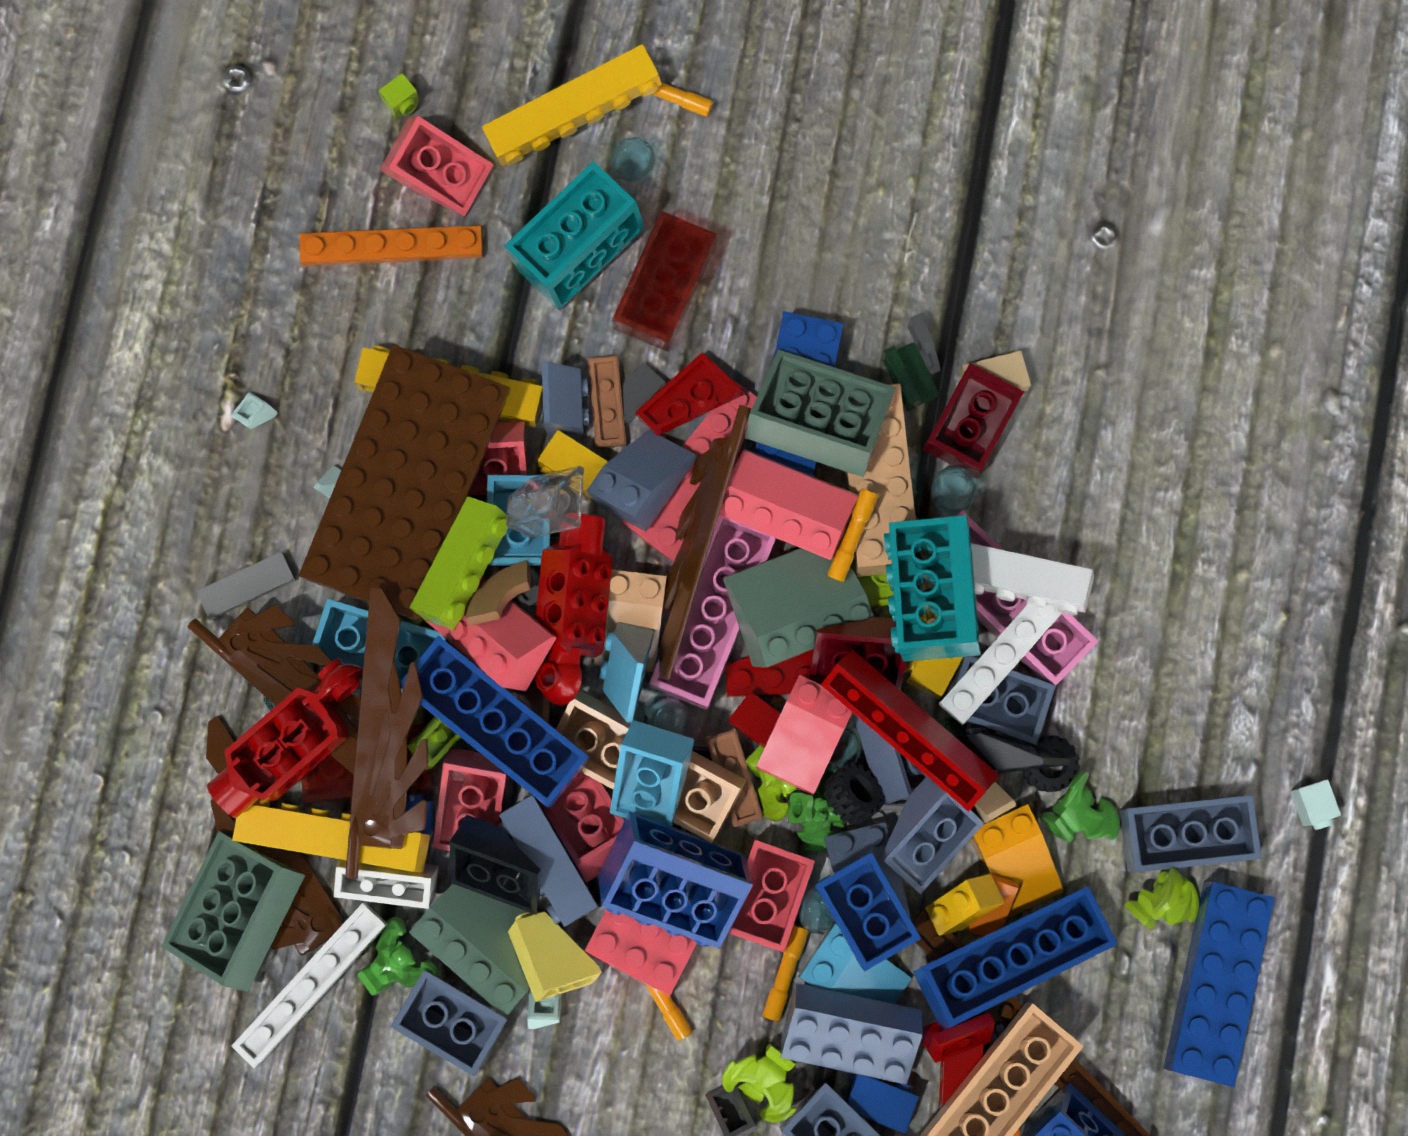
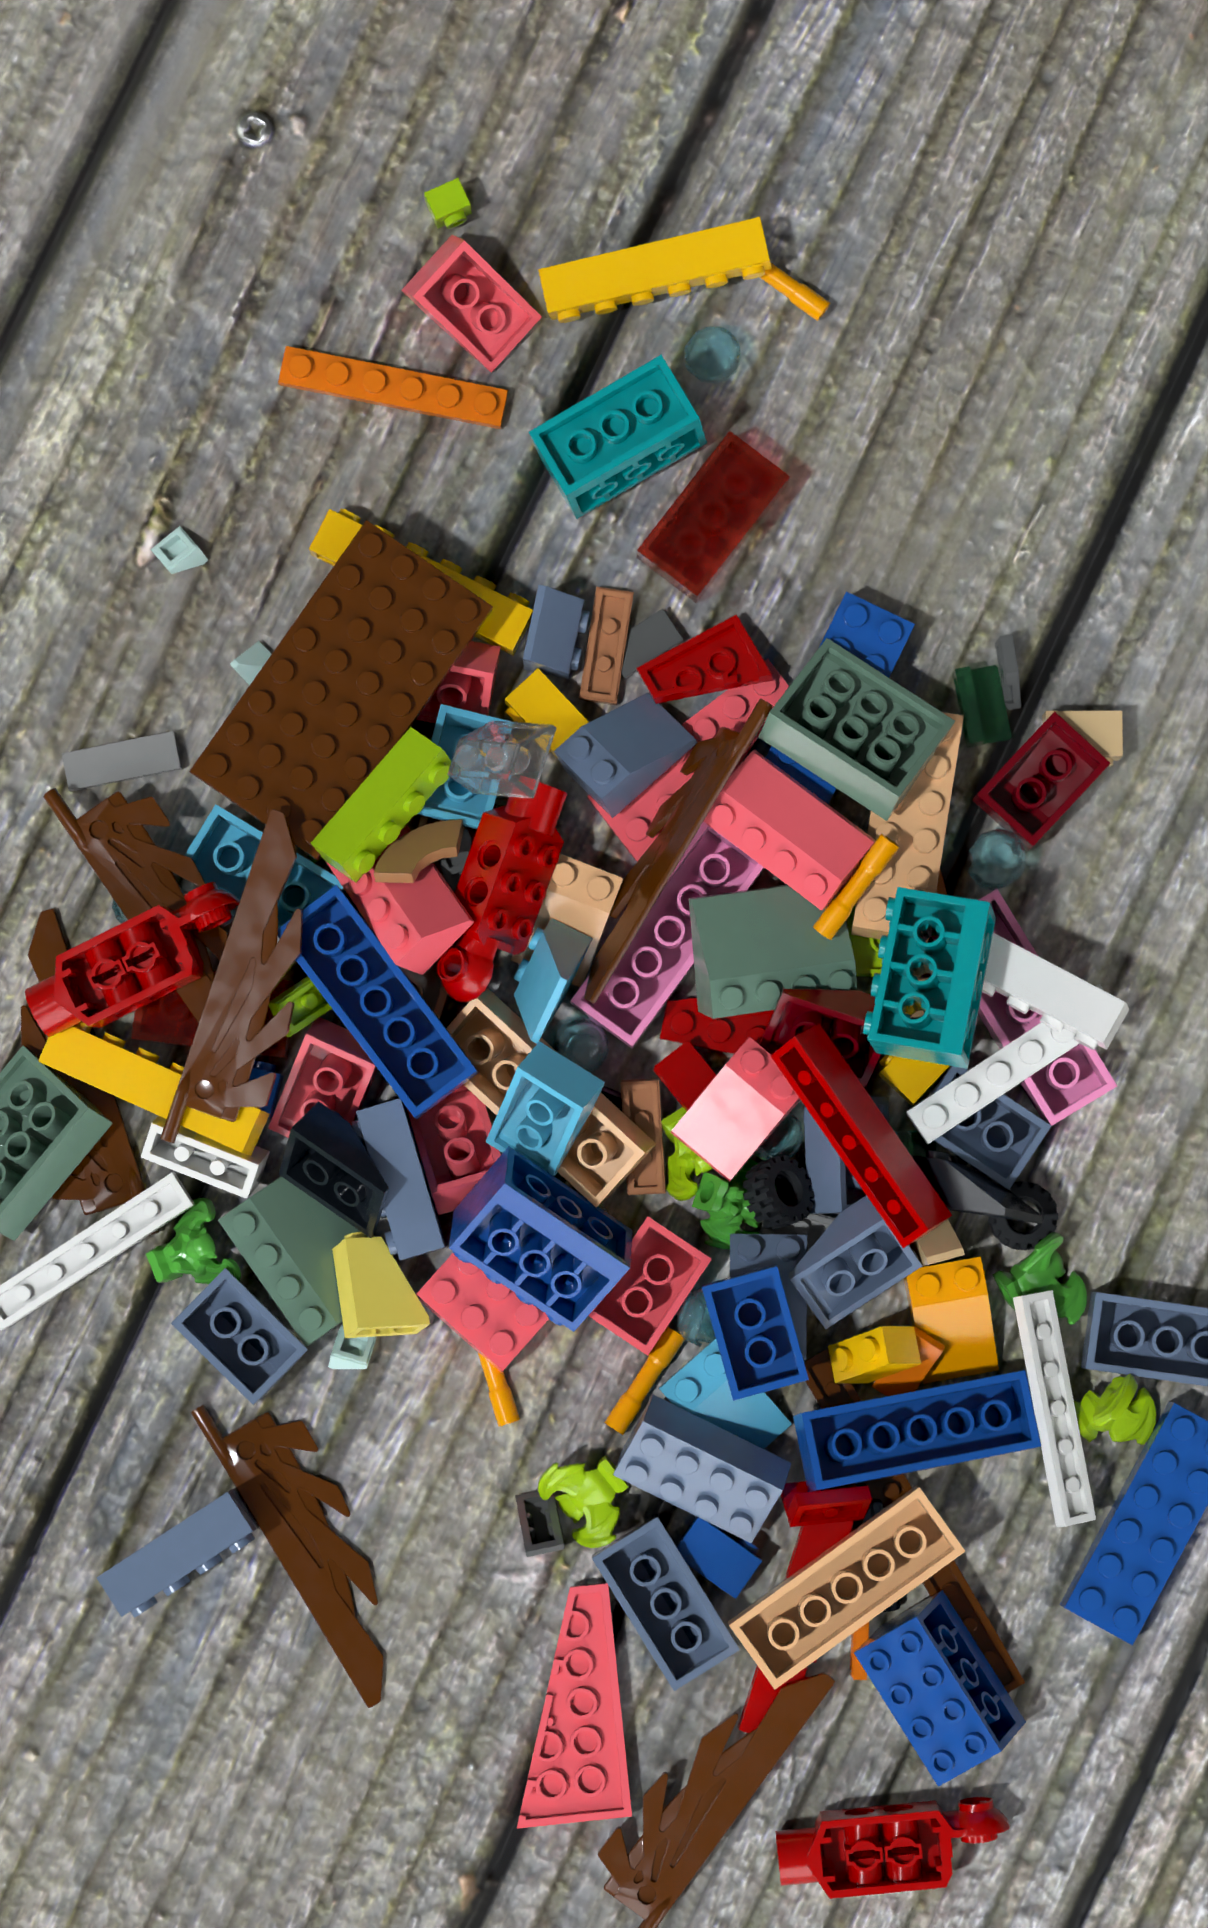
camera: 20 degrees right, 5 degrees up
(1120, 911) = (1054, 1408): none -> white plate

